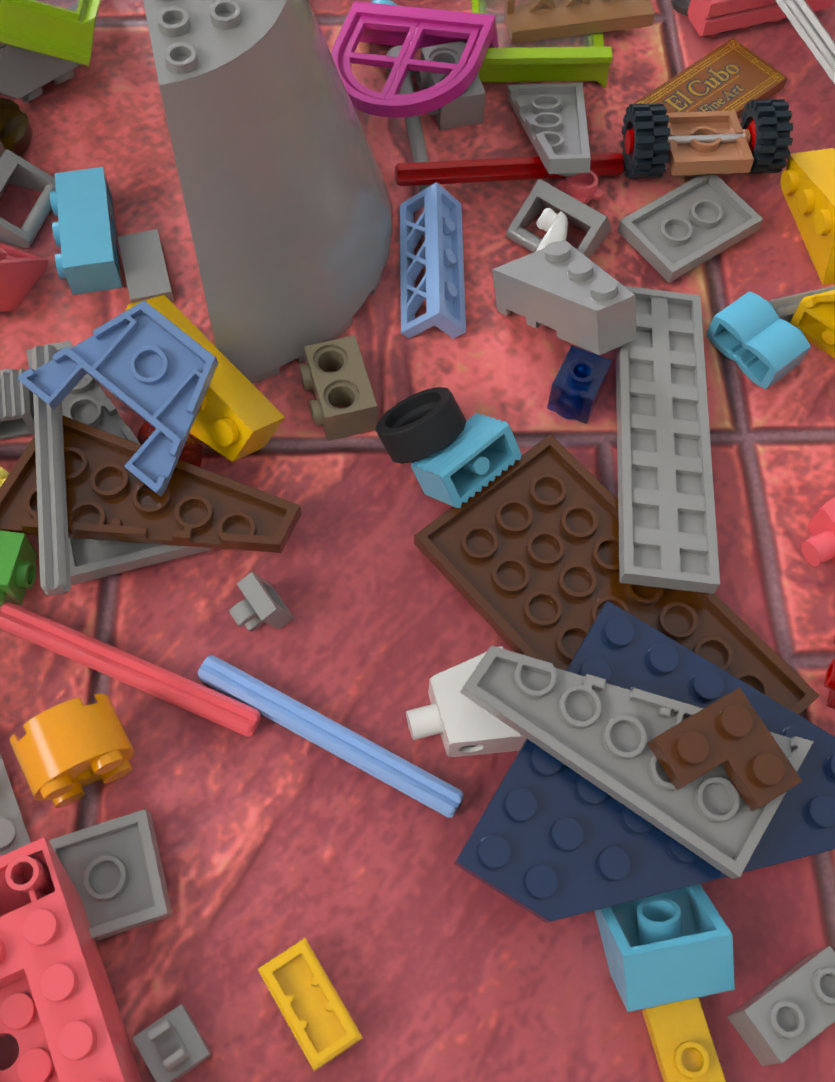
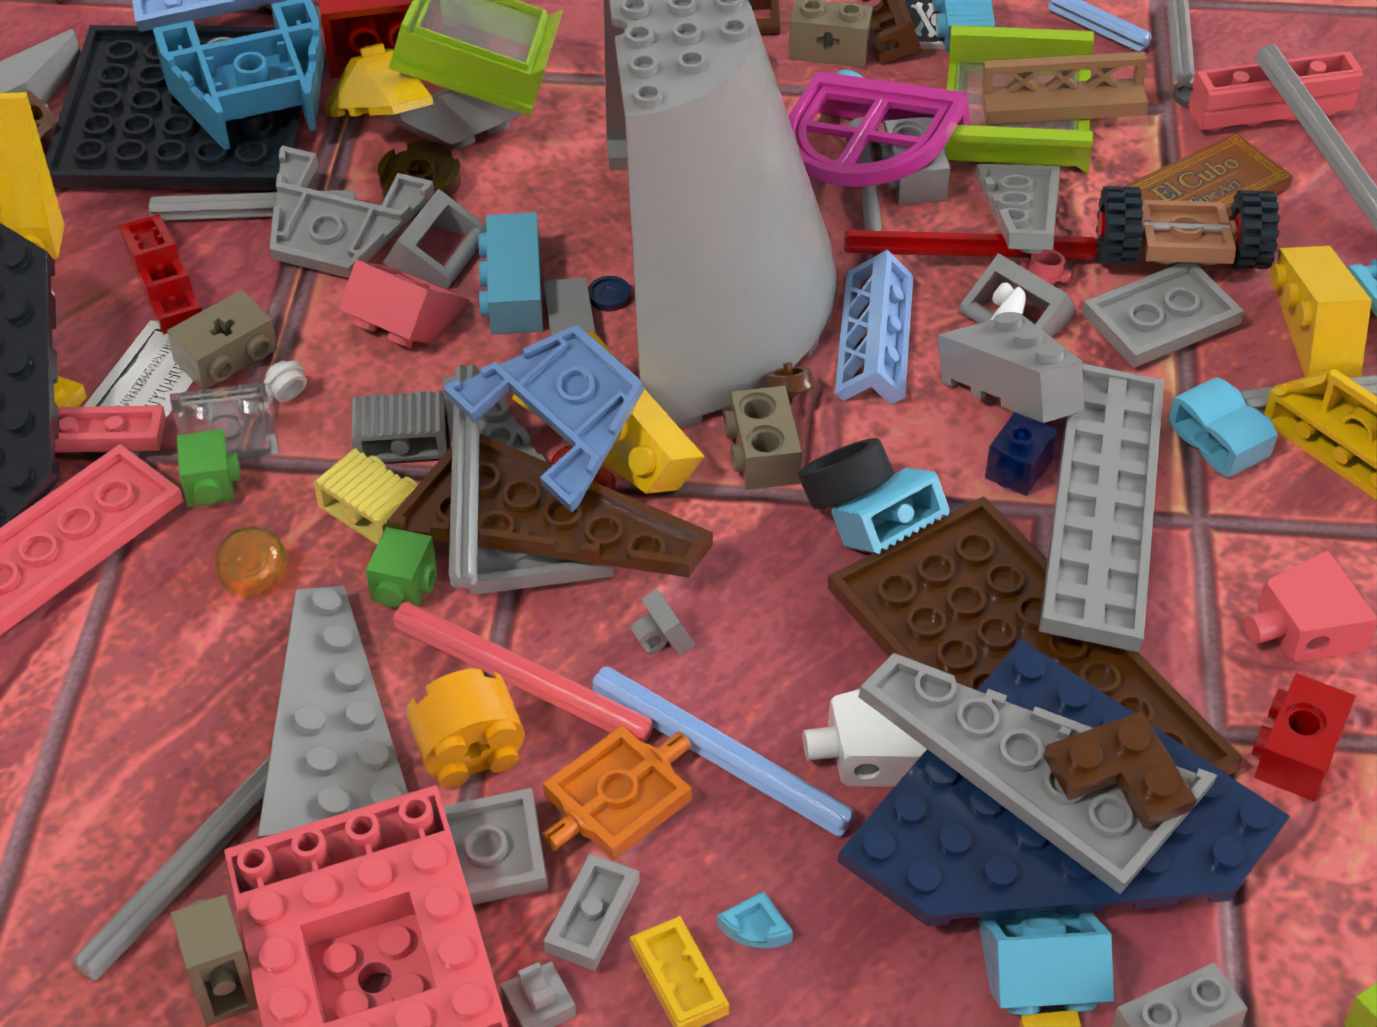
camera: 10 degrees right, 15 degrees down
(178, 243) = (609, 293): none -> dark blue piece
(217, 940) = (591, 912): none -> light grey plate
(231, 797) = (617, 792): none -> orange plate
(361, 323) = (794, 378): none -> reddish brown hat
(379, 928) = (755, 923): none -> medium azure tile

